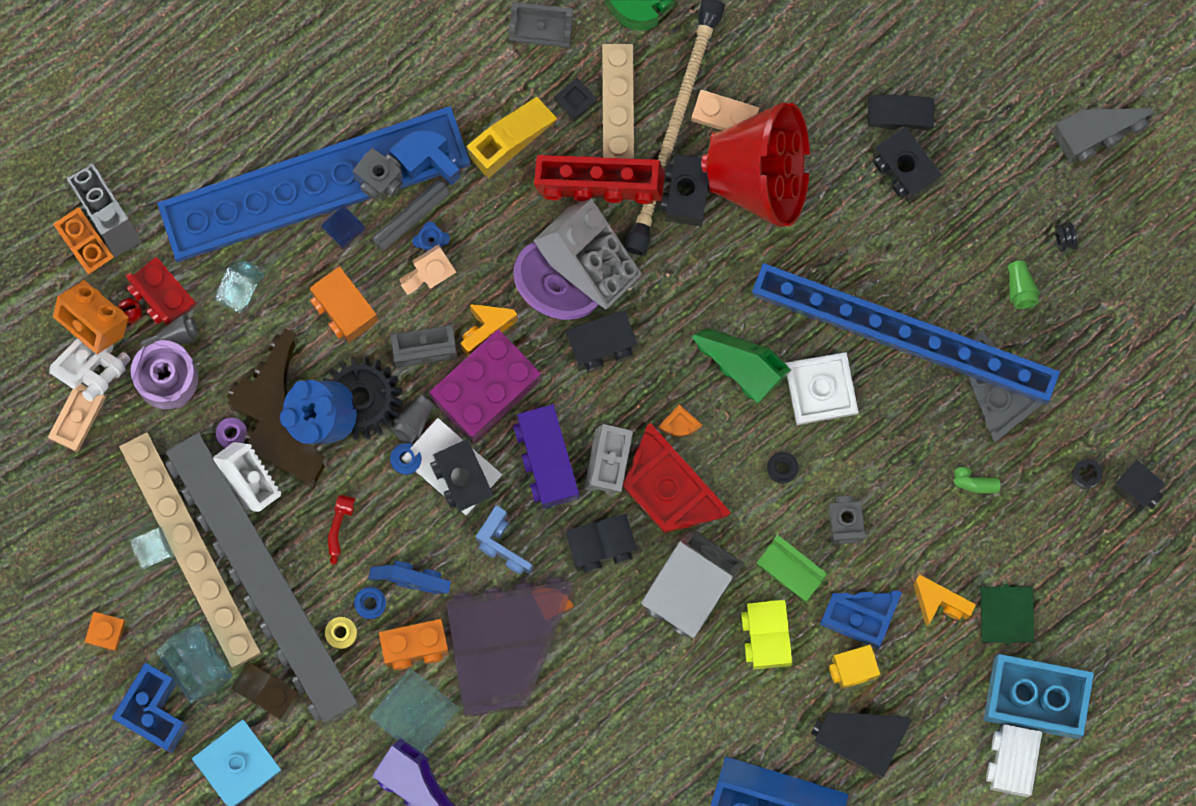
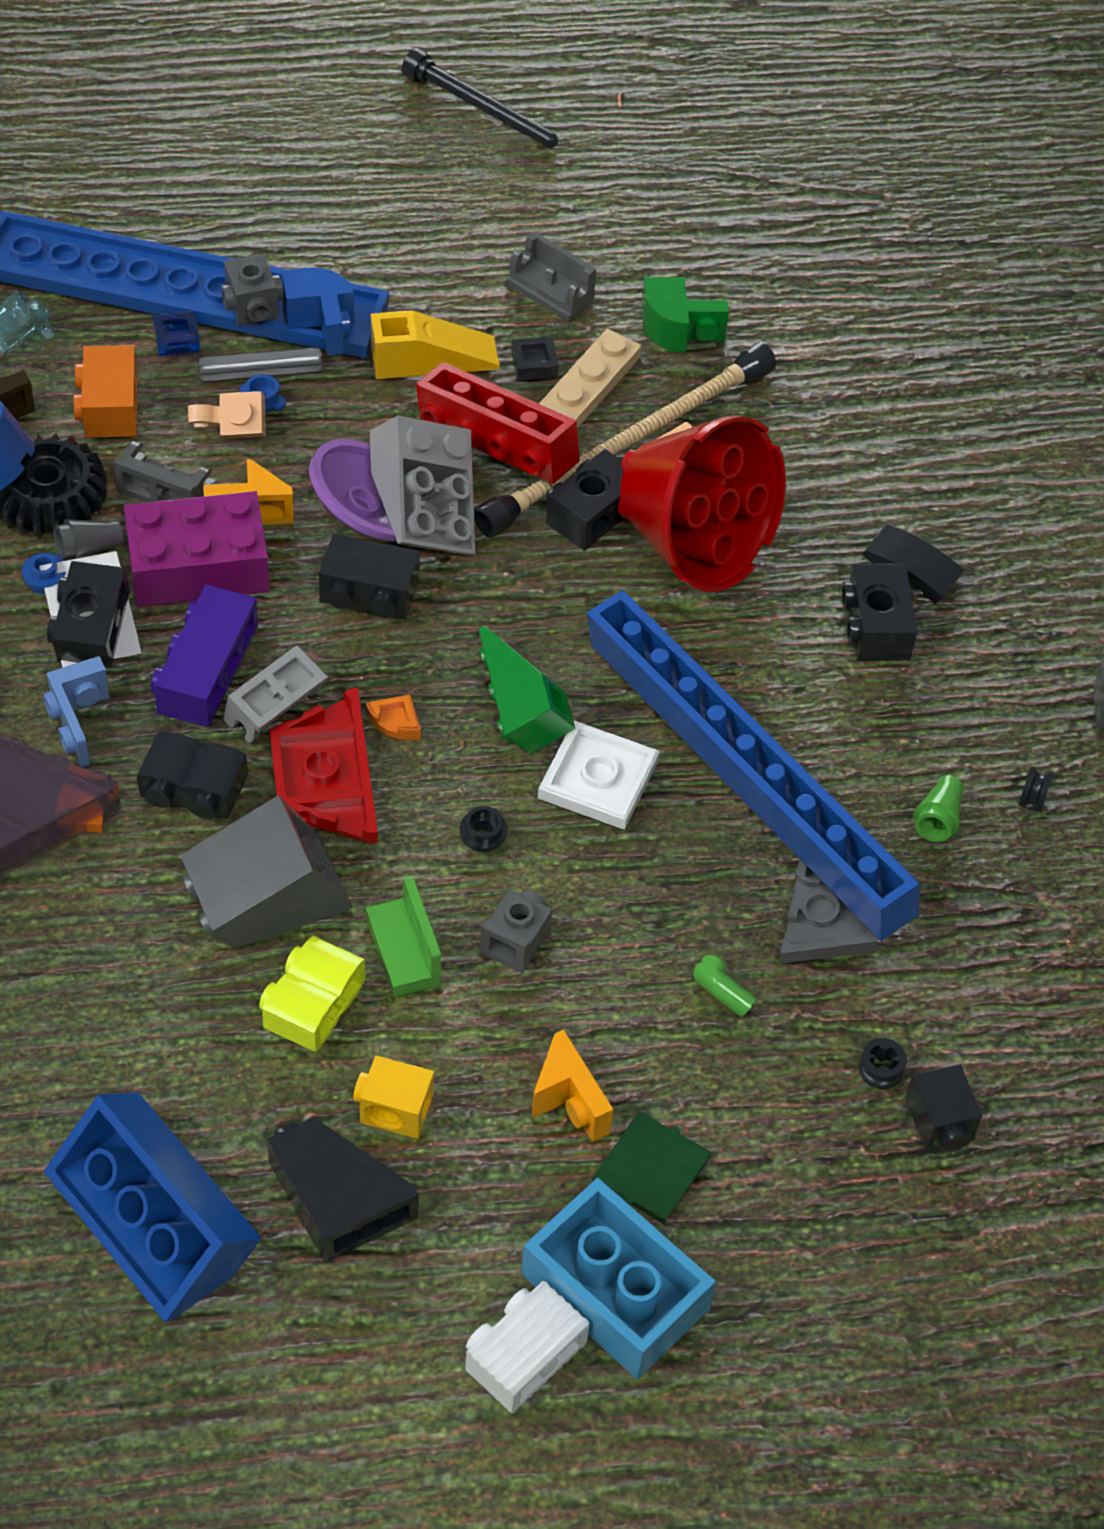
camera: 30 degrees right, 25 degrees down
(861, 616) = (453, 1045): blue wing -> none

